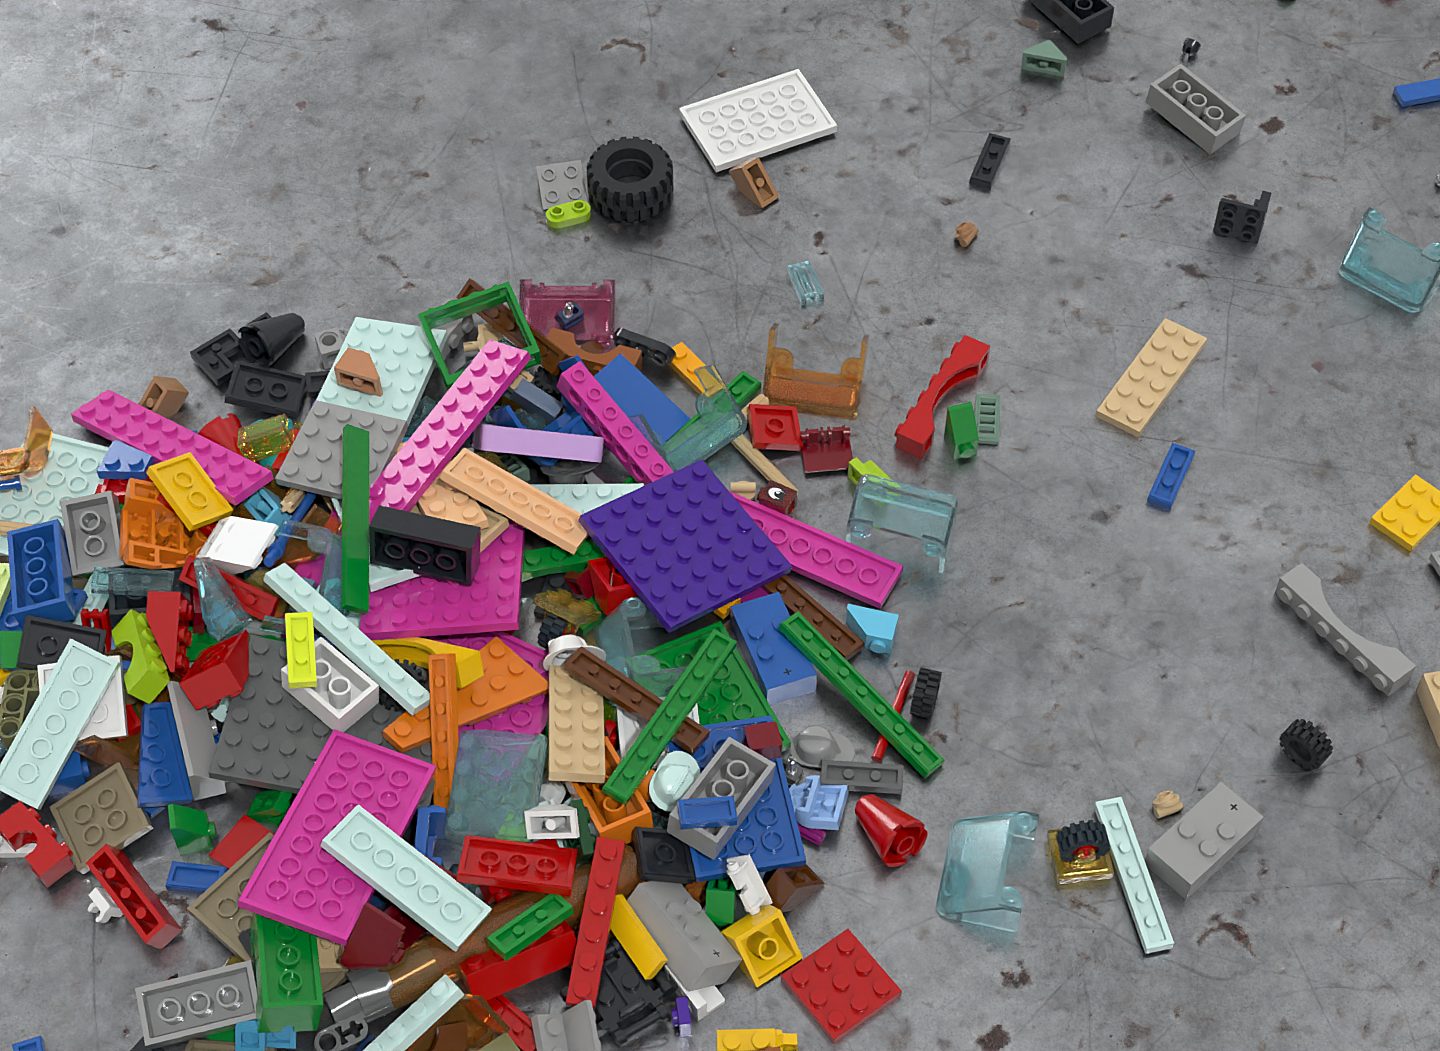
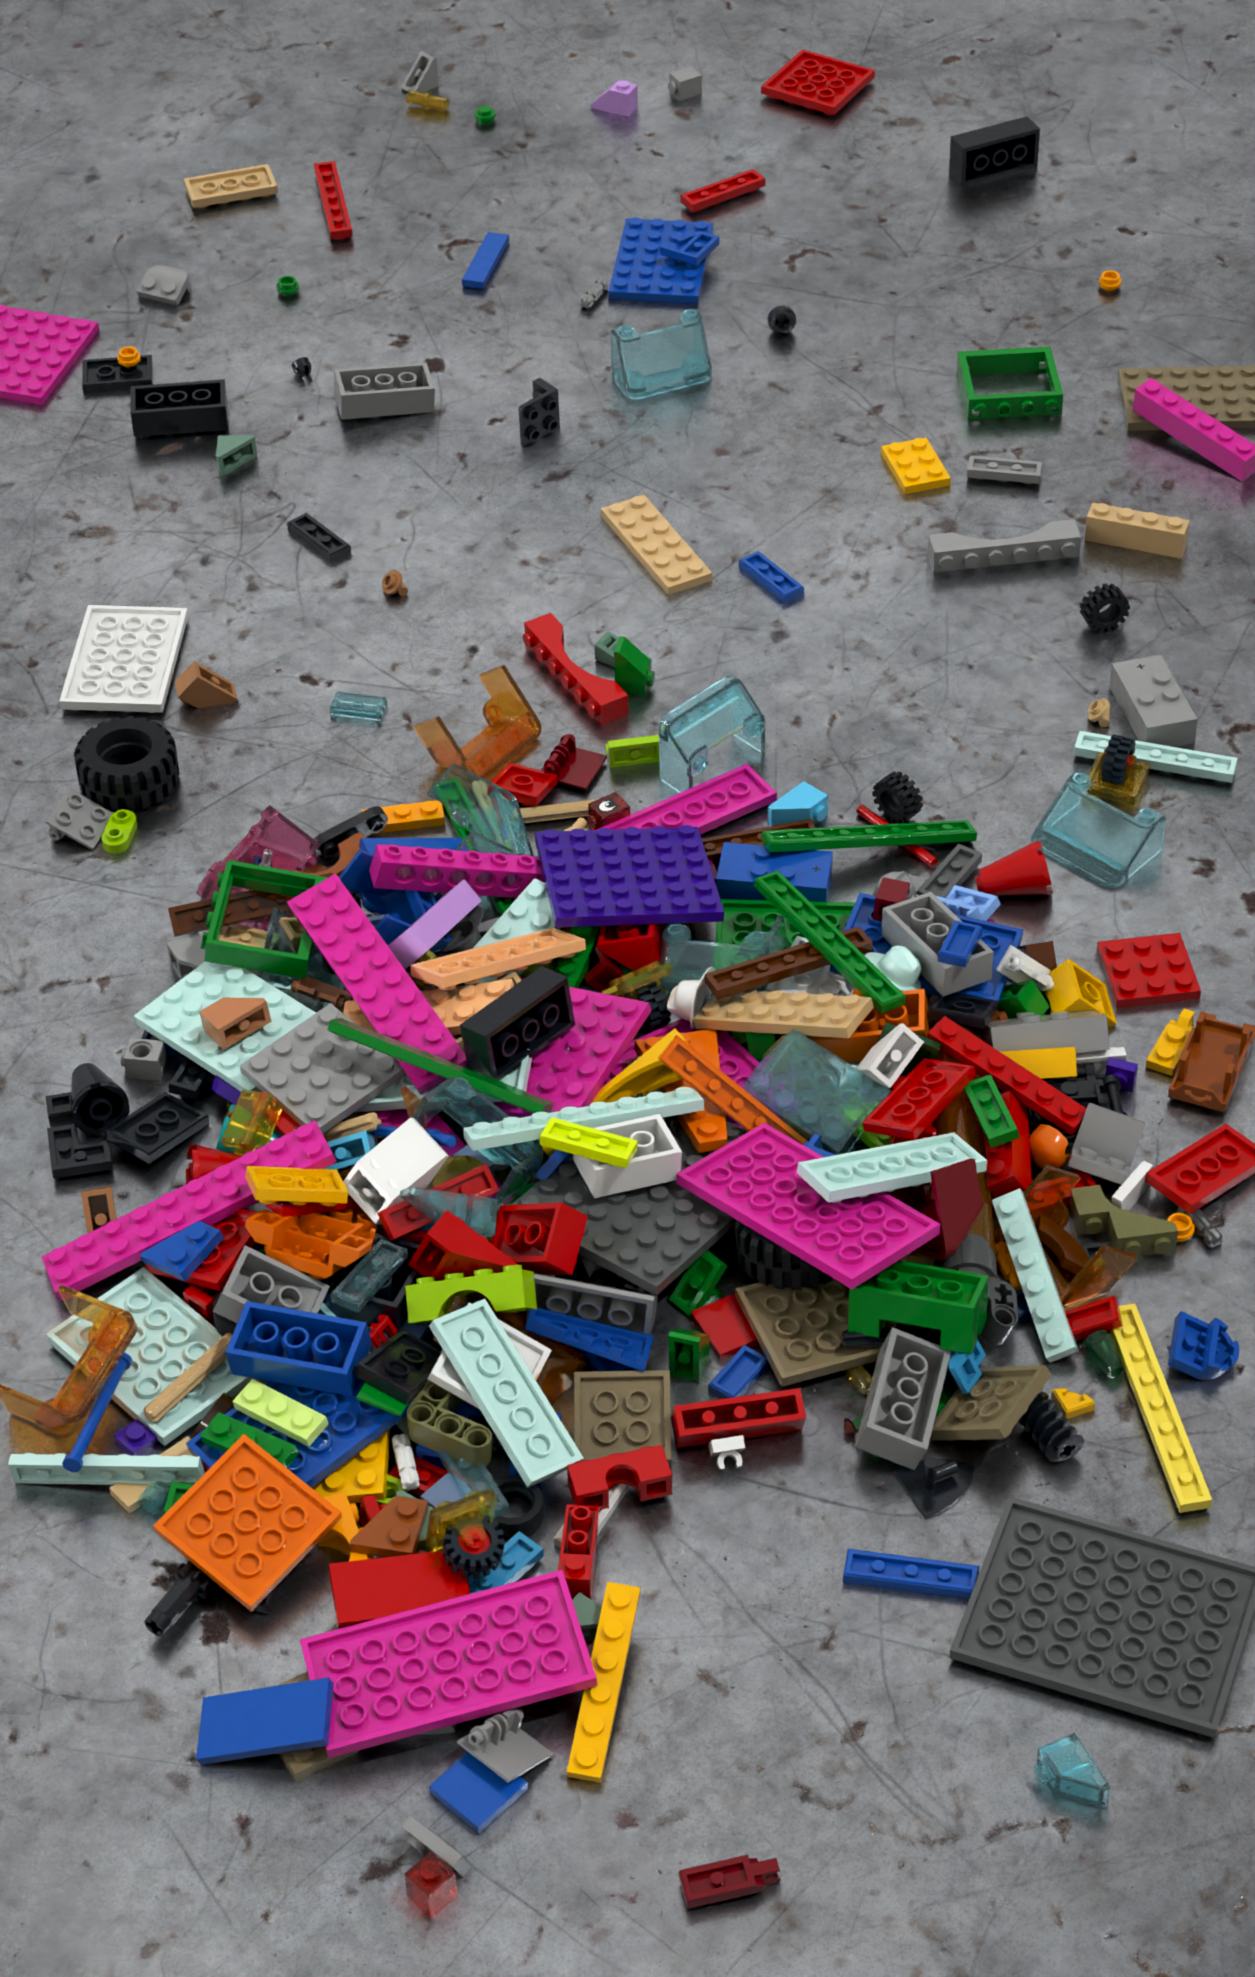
camera: 60 degrees left, 10 degrees down
(546, 993) = (1048, 1147): none -> orange hair

